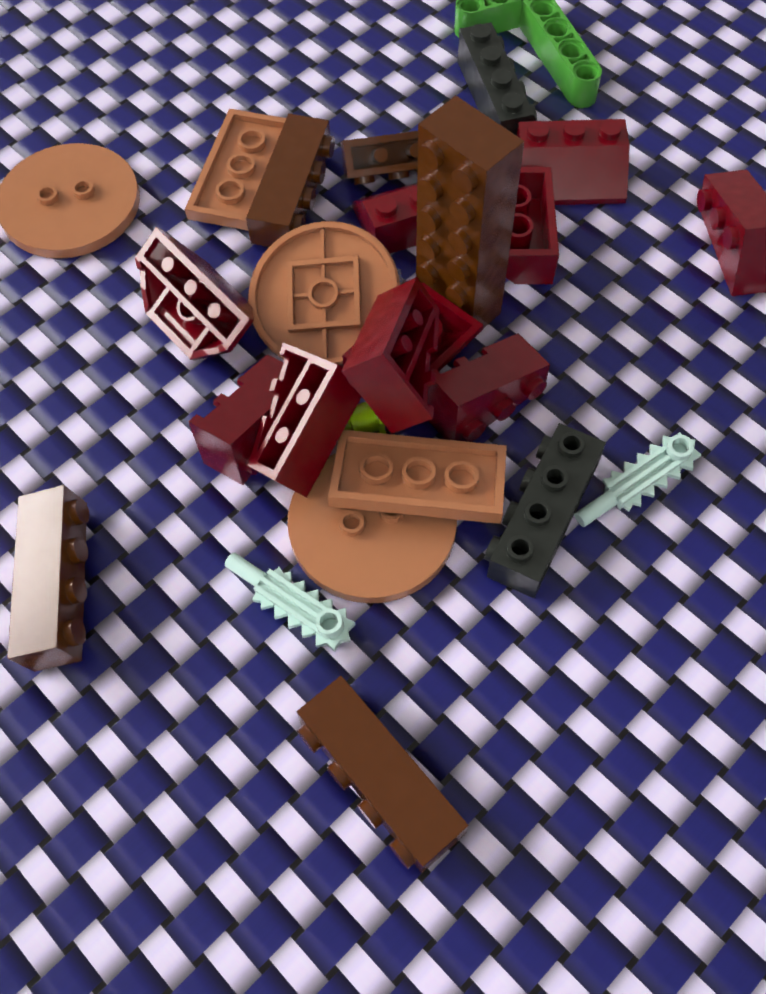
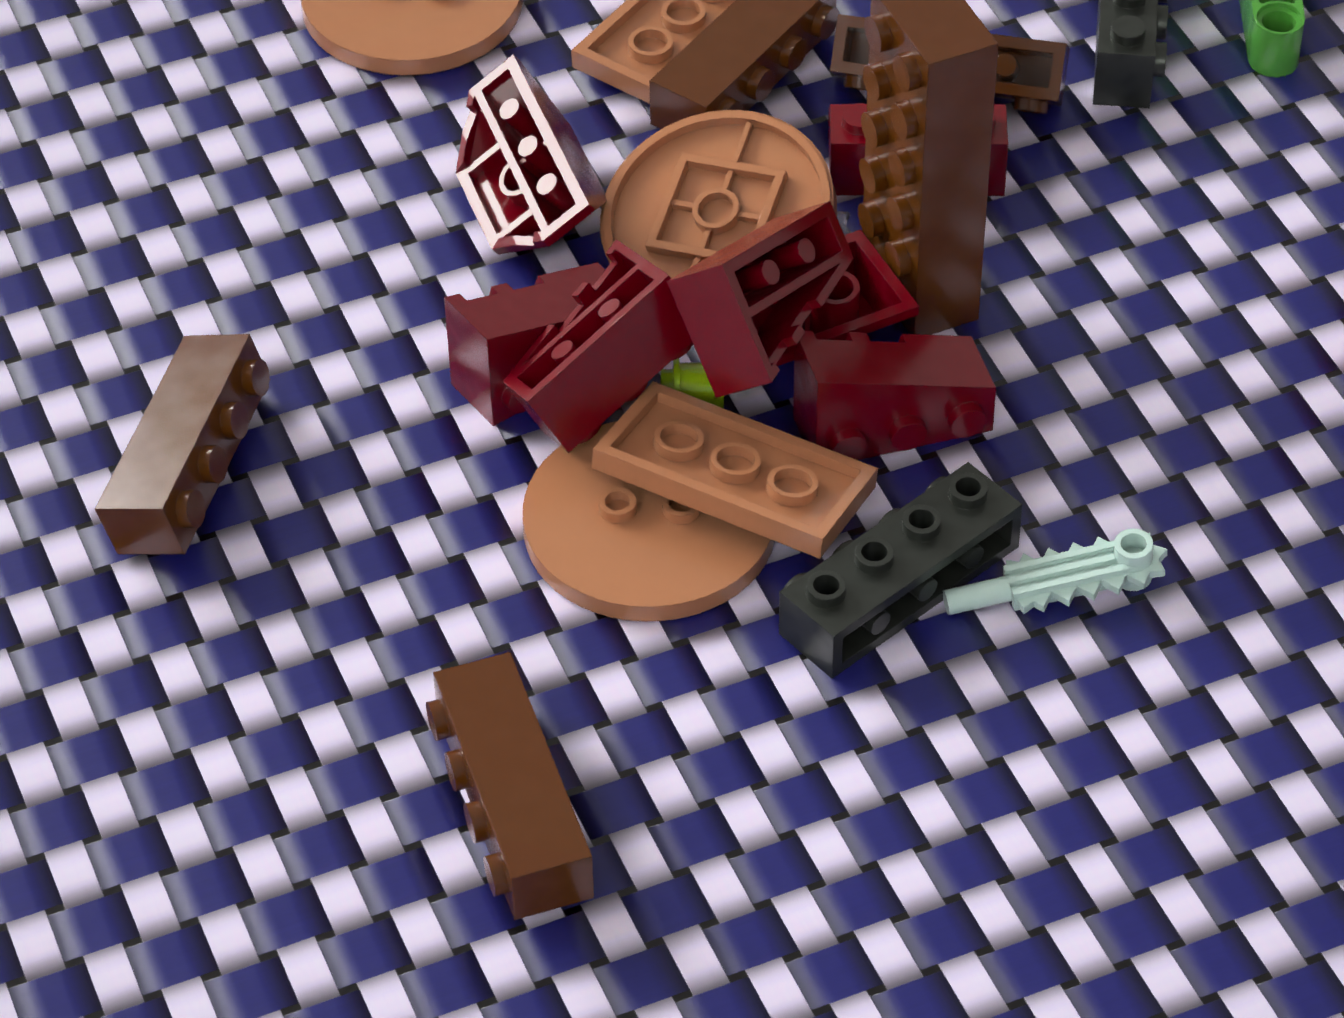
camera: 20 degrees right, 15 degrees down
(291, 600) = (495, 577): light aqua piece -> none
(534, 231) = (1054, 196): dark red slope -> none
(585, 158) = (1191, 142): dark red slope -> none

